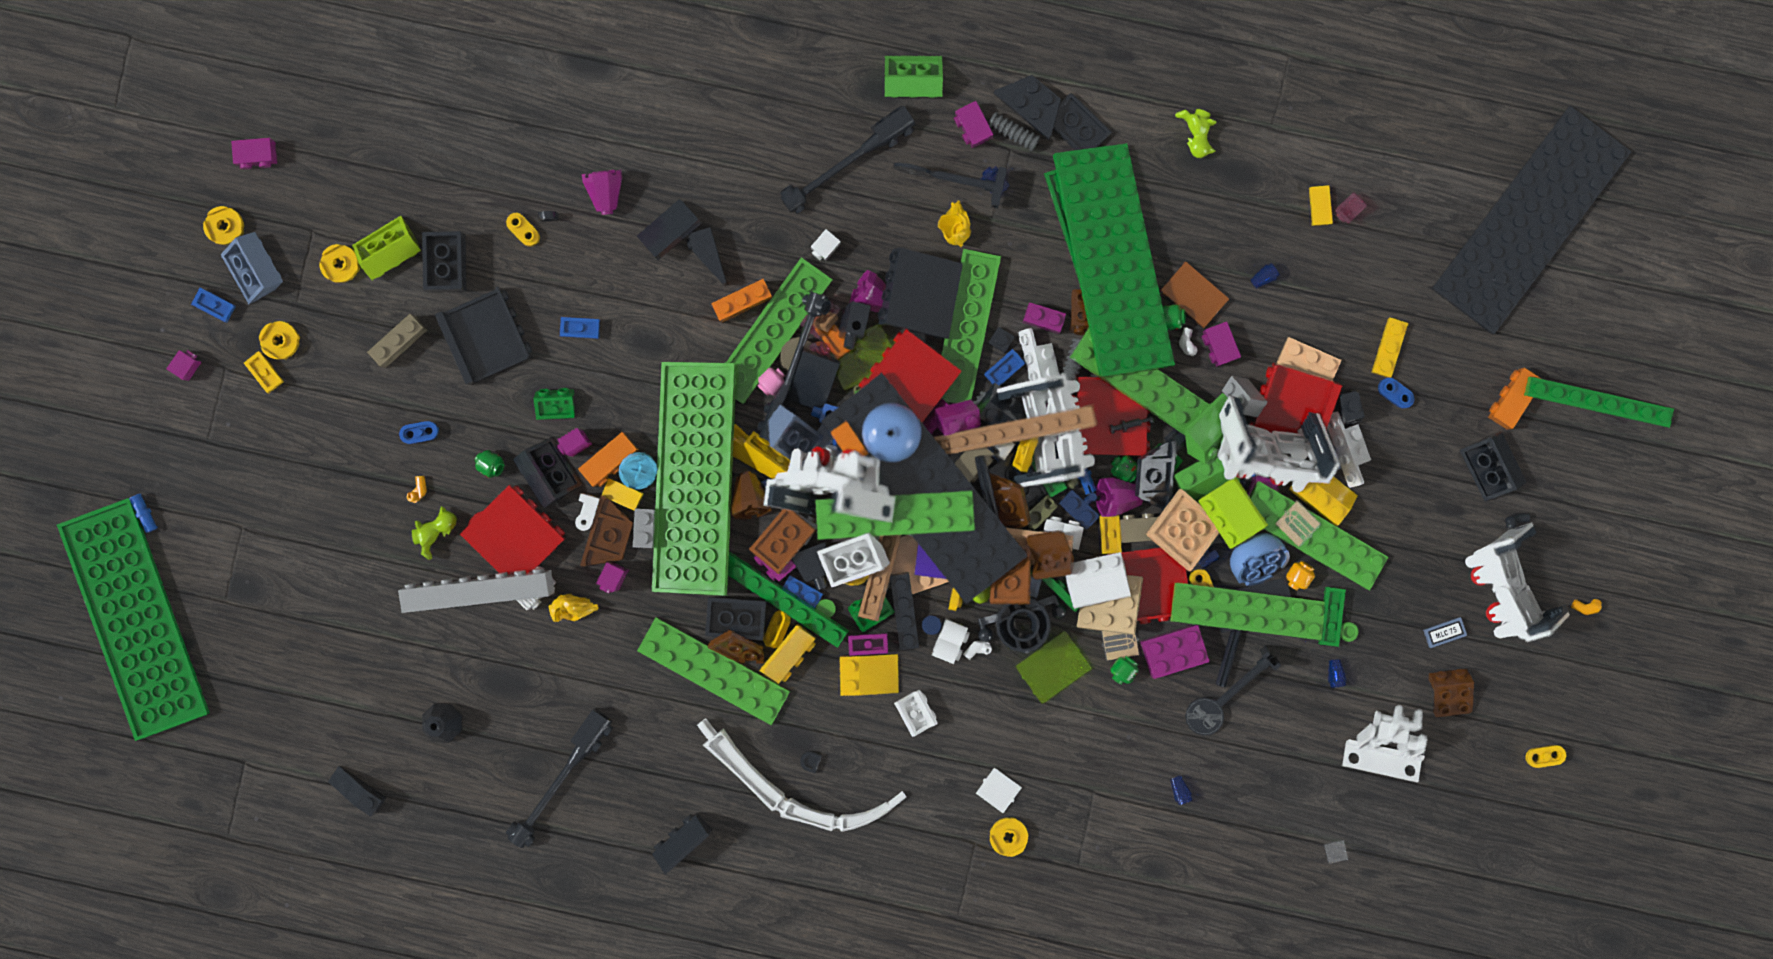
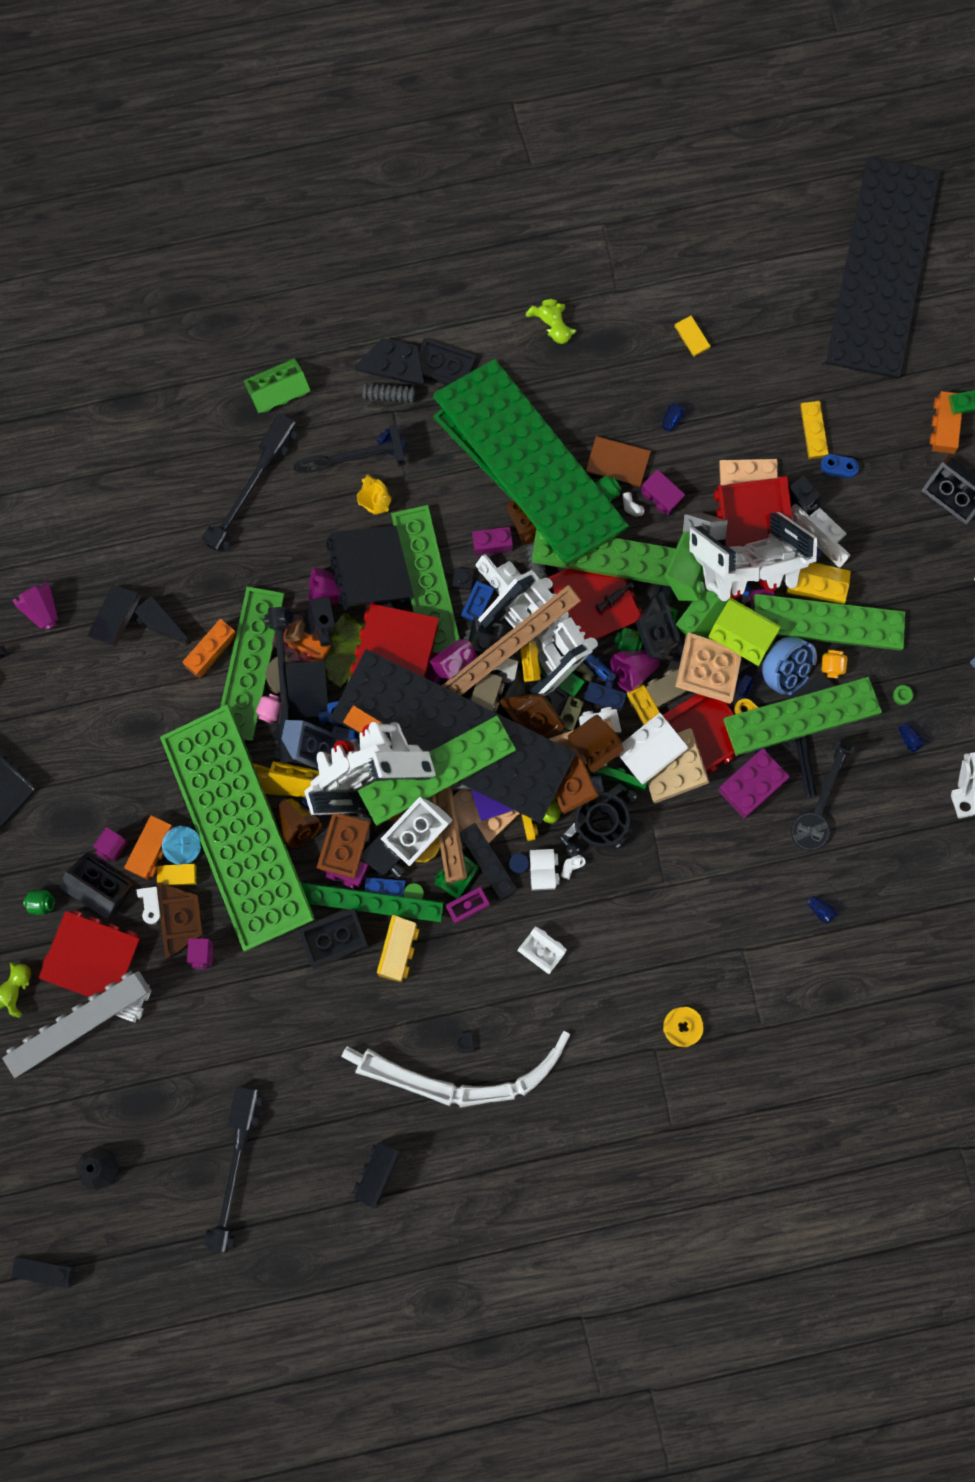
camera: 25 degrees left, 10 degrees down
(554, 404) = (76, 820): green bracket -> none
(571, 608) = (174, 1001): yellow hair -> none
(579, 328) = (70, 740): blue plate -> none
(644, 528) = (210, 895): light grey brick -> none
(713, 671) = (335, 999): bright green plate -> none
(737, 648) = (347, 965): reddish brown tile -> none
(777, 629) = (376, 932): yellow plate -> none
(825, 245) = (264, 566): white brick -> none
(868, 674) = (481, 935): yellow slope -> none
(906, 432) = (402, 709): medium blue cylinder -> none
(973, 124) = (350, 403): magenta brick -> none
(985, 482) = (506, 705): black axle -> none
(998, 790) = (653, 988): white piece -> none
(1053, 667) = (650, 851): clear neon green piece -> none
(1119, 645) = (700, 801): piece -> none
(1124, 670) = (716, 821): green head -> none
(1298, 524) = (808, 616): clear piece -> none
(1333, 615) = (882, 687): green plate -> none
(1350, 208) = (719, 325): clear pink bracket -> none

